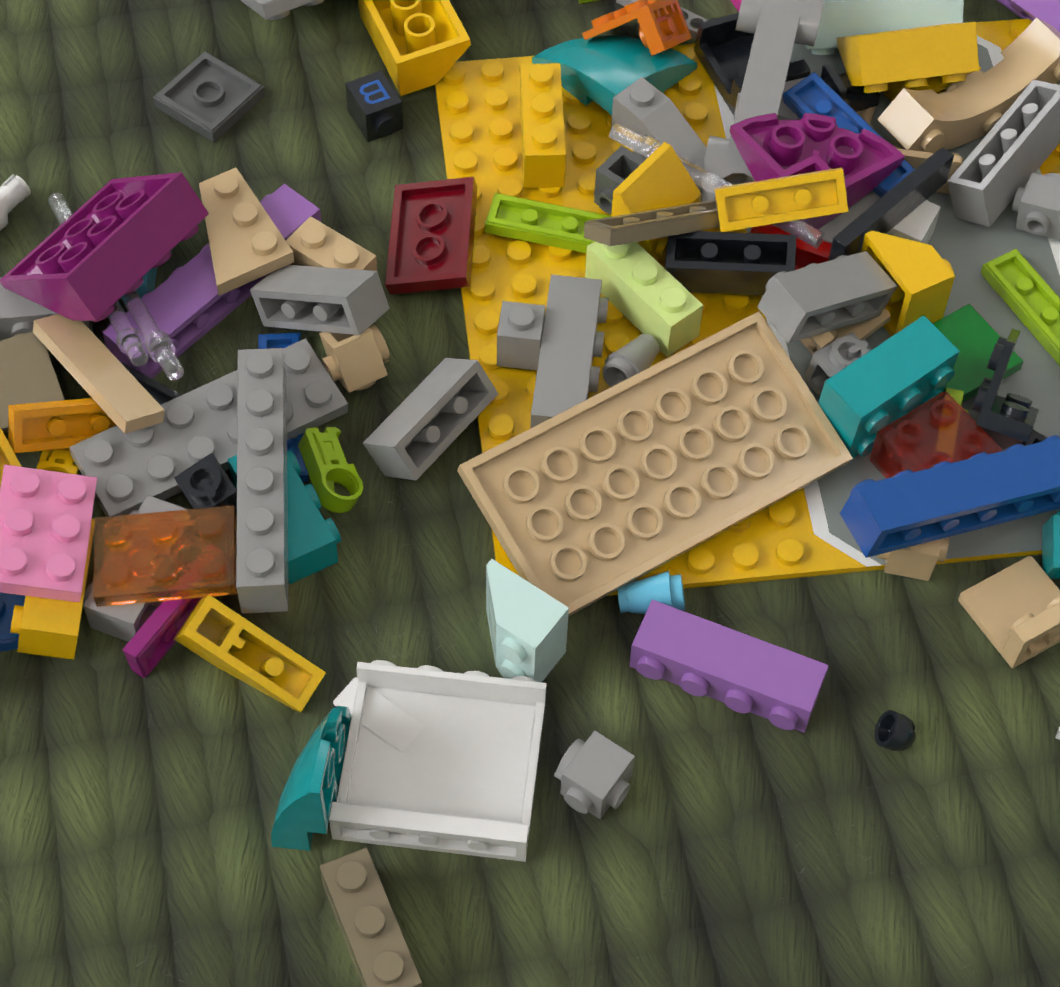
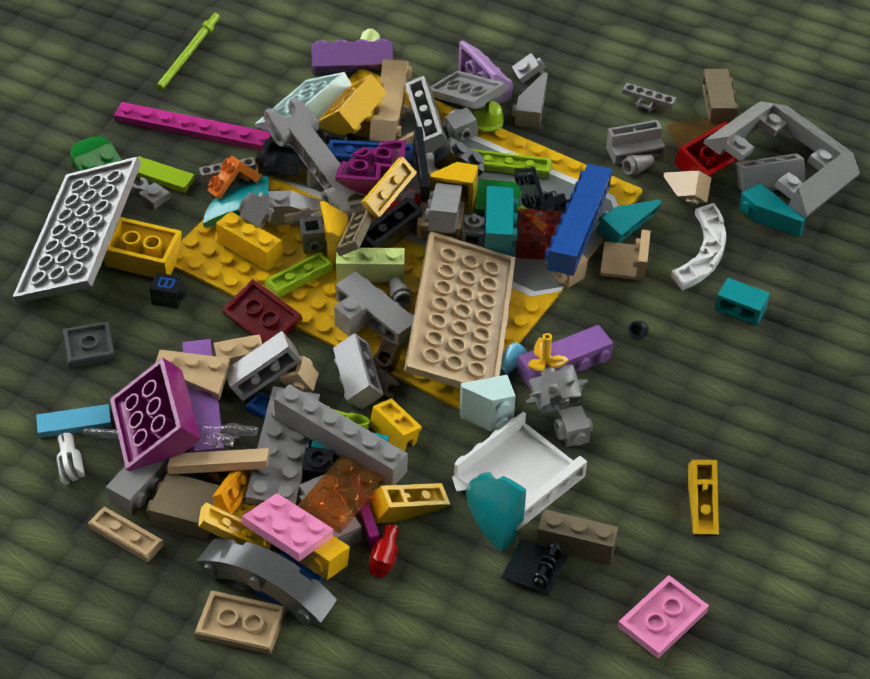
camera: 50 degrees left, 10 degrees down
(56, 168) = (73, 420): none -> medium azure tile
(130, 687) = (384, 552): none -> red arm
(272, 913) = (535, 566): none -> black hinge
(378, 533) = (392, 420): none -> yellow hinge
(498, 422) = (387, 382): none -> dark brown piece
(587, 87) = (256, 209): none -> light grey brick
(628, 699) = (556, 389): none -> light grey brick
(686, 624) = (543, 351): none -> yellow plant
(963, 242) = (455, 151): none -> black brick

